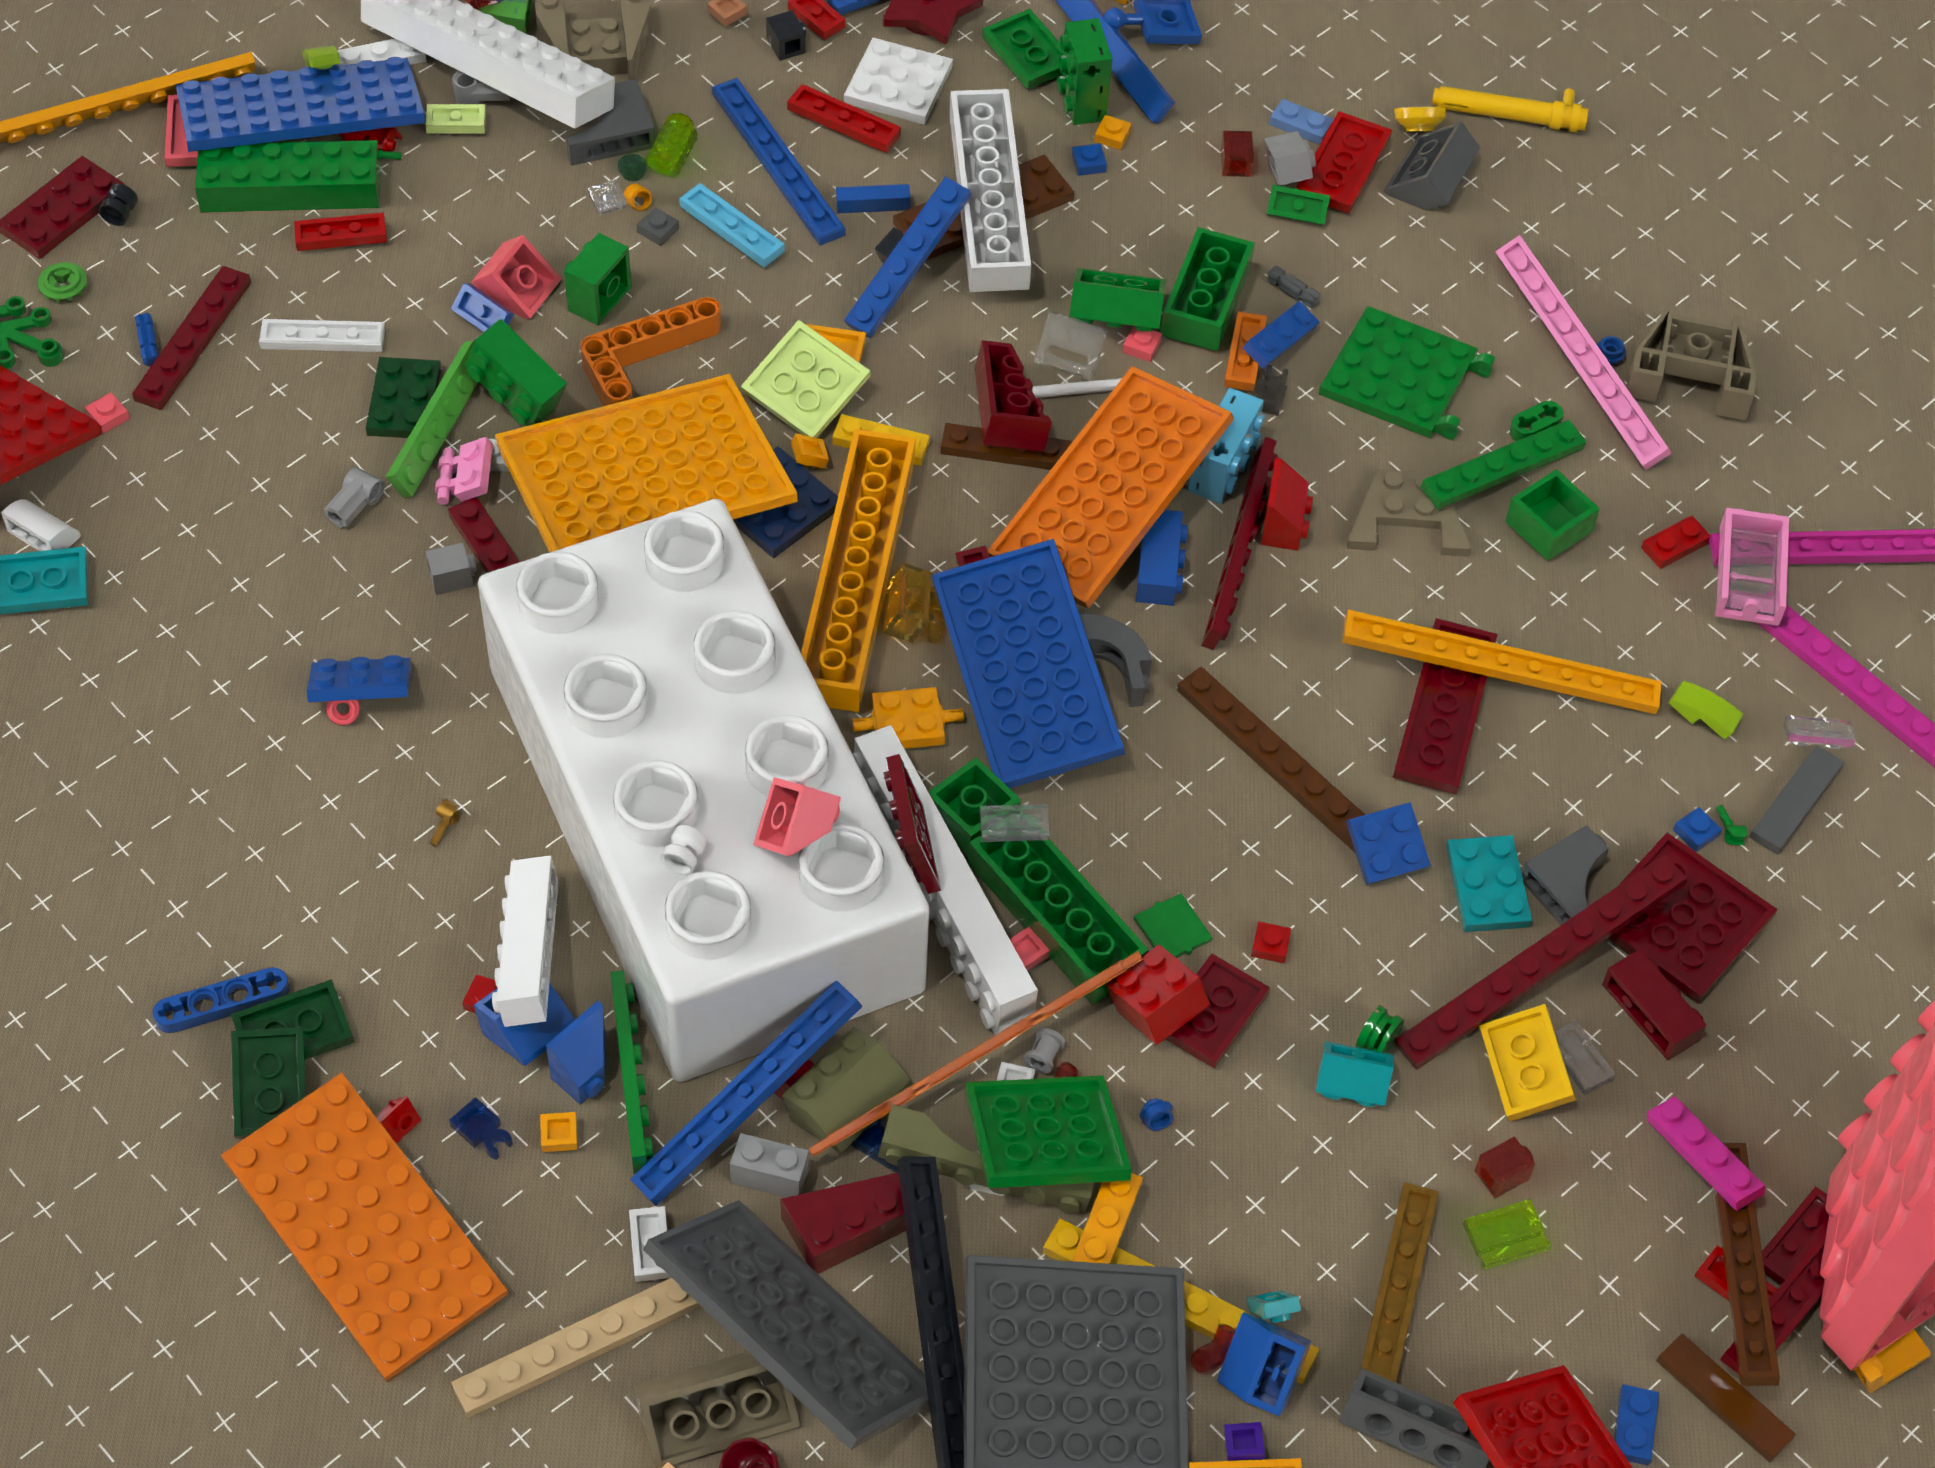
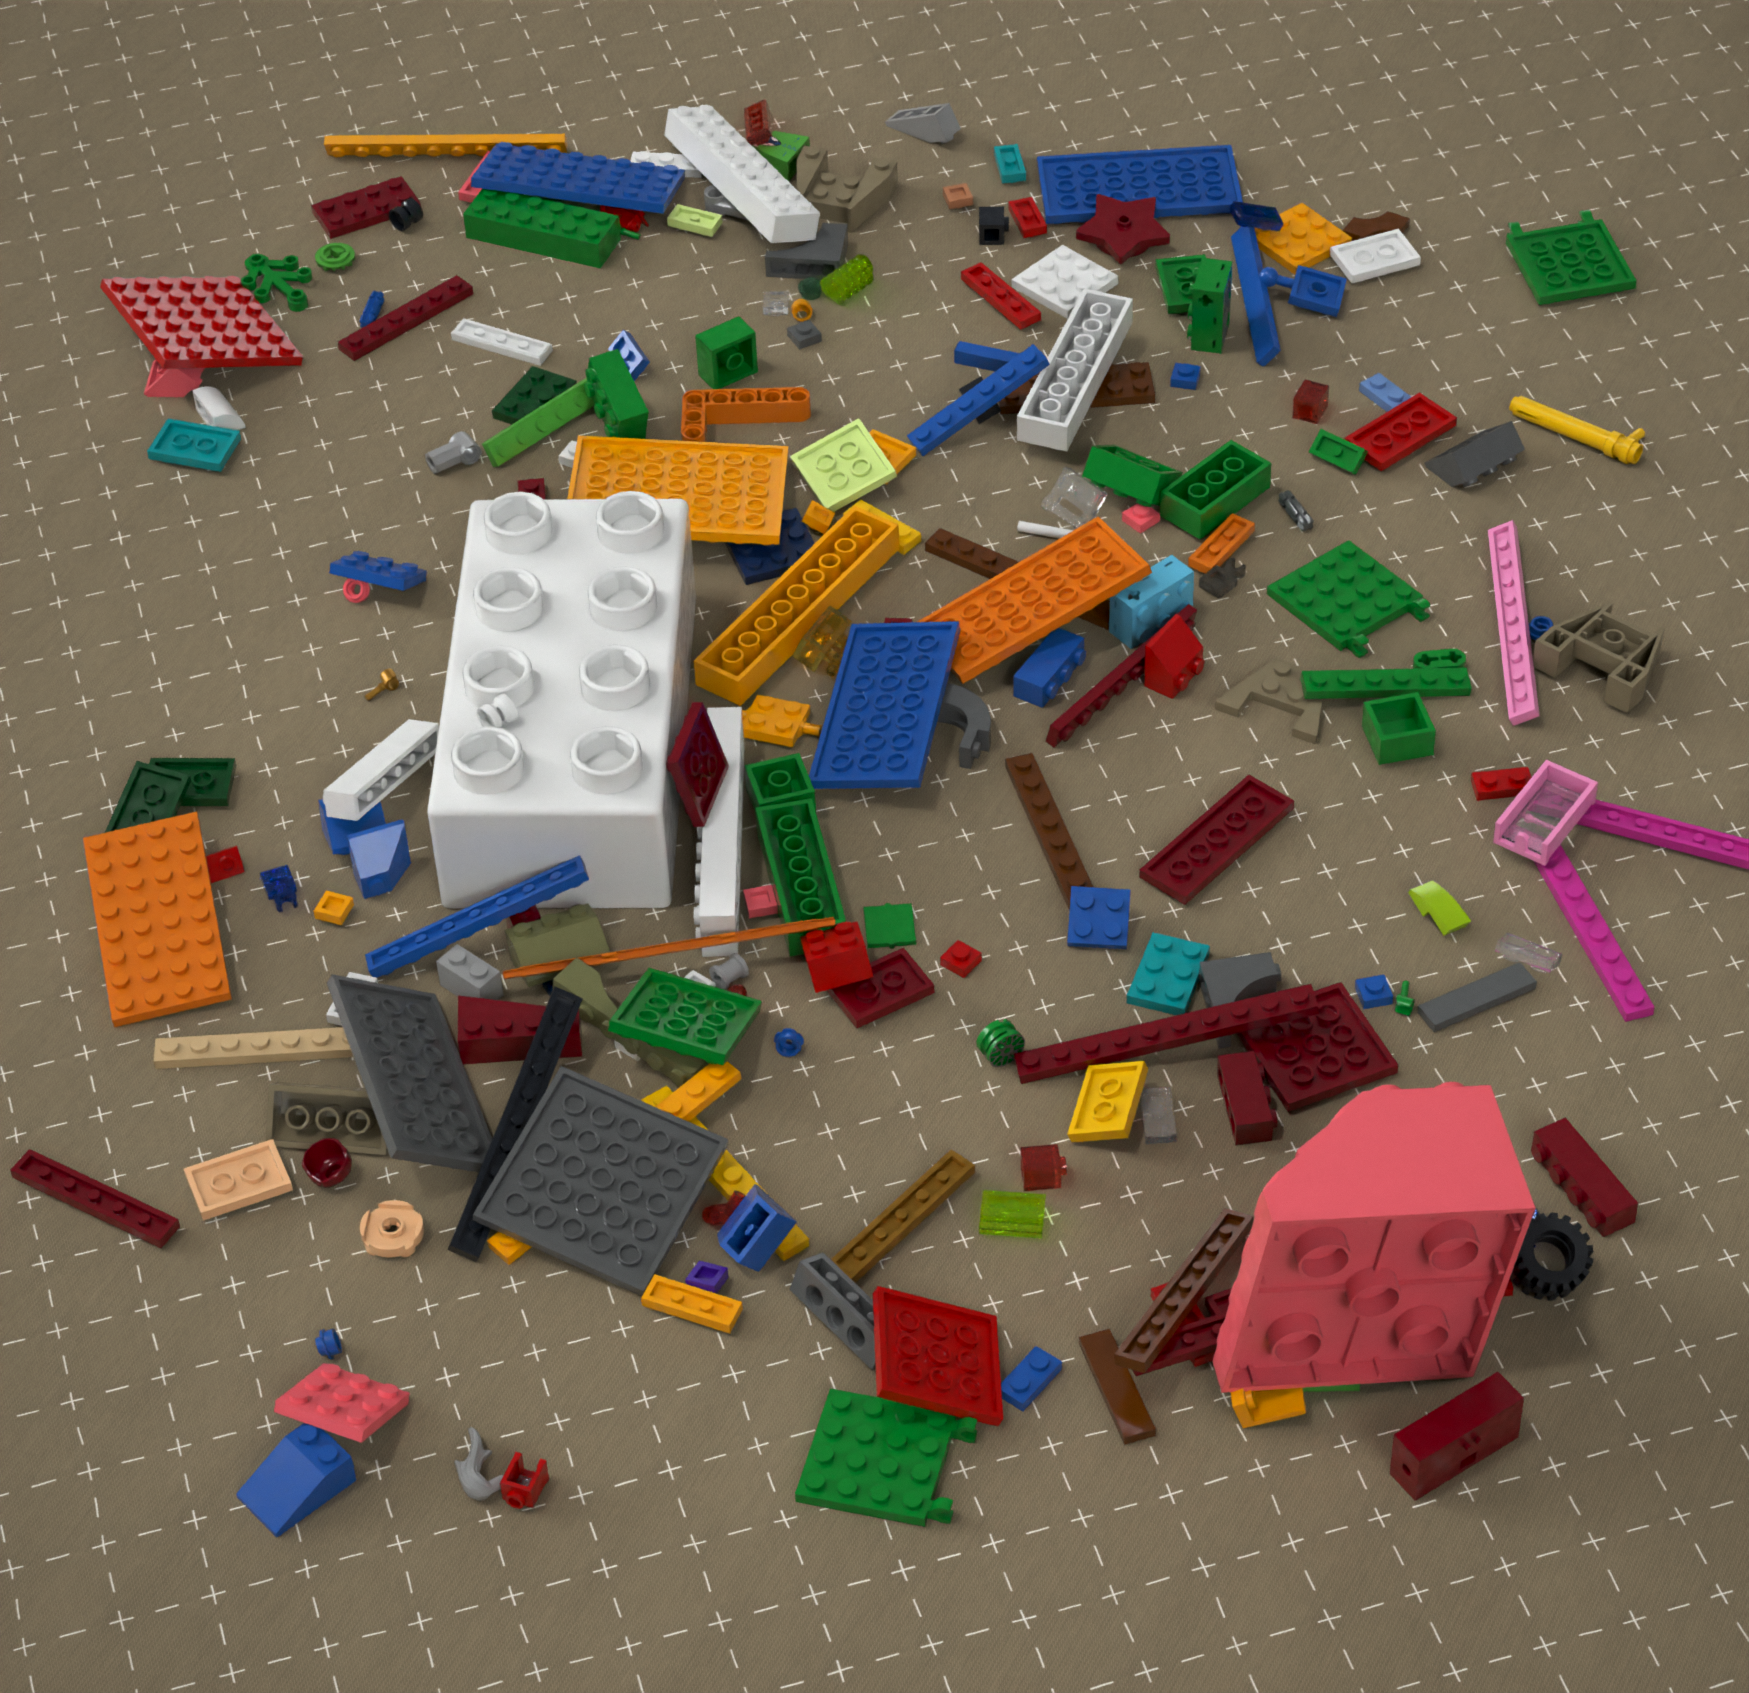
camera: 30 degrees right, 10 degrees down
(107, 412) = (313, 350): coral plate -> none
(219, 994) = (113, 748): blue beam -> none
(321, 57) = (616, 151): lime slope -> none
(340, 231) = (558, 274): red plate -> none
(471, 468) = (544, 457): bright pink plate -> none
(517, 277) = (668, 339): coral slope -> none
(629, 1057) = (404, 892): green plate -> none
(732, 225) = (861, 347): medium azure plate -> none
(778, 161) = (930, 314): blue tile -> none
(795, 817) = (590, 710): coral slope -> none
(1006, 401) = (989, 520): dark red wedge -> none
(1014, 823) = (794, 802): clear plate -> none
(1112, 132) = (1218, 362): light orange plate -> none
(1274, 1305) = (786, 1192): teal plate -> none
(1281, 334) = (1257, 539): blue plate -> none
(1289, 158) = (1348, 413): light grey brick -> none
(1354, 1074) = (959, 1062): teal brick -> none
(1420, 118) = (1487, 414): yellow piece -> none
(1501, 662) = (1280, 819): light orange plate -> none
(1705, 1153) = (1212, 1210): dark pink plate -> none

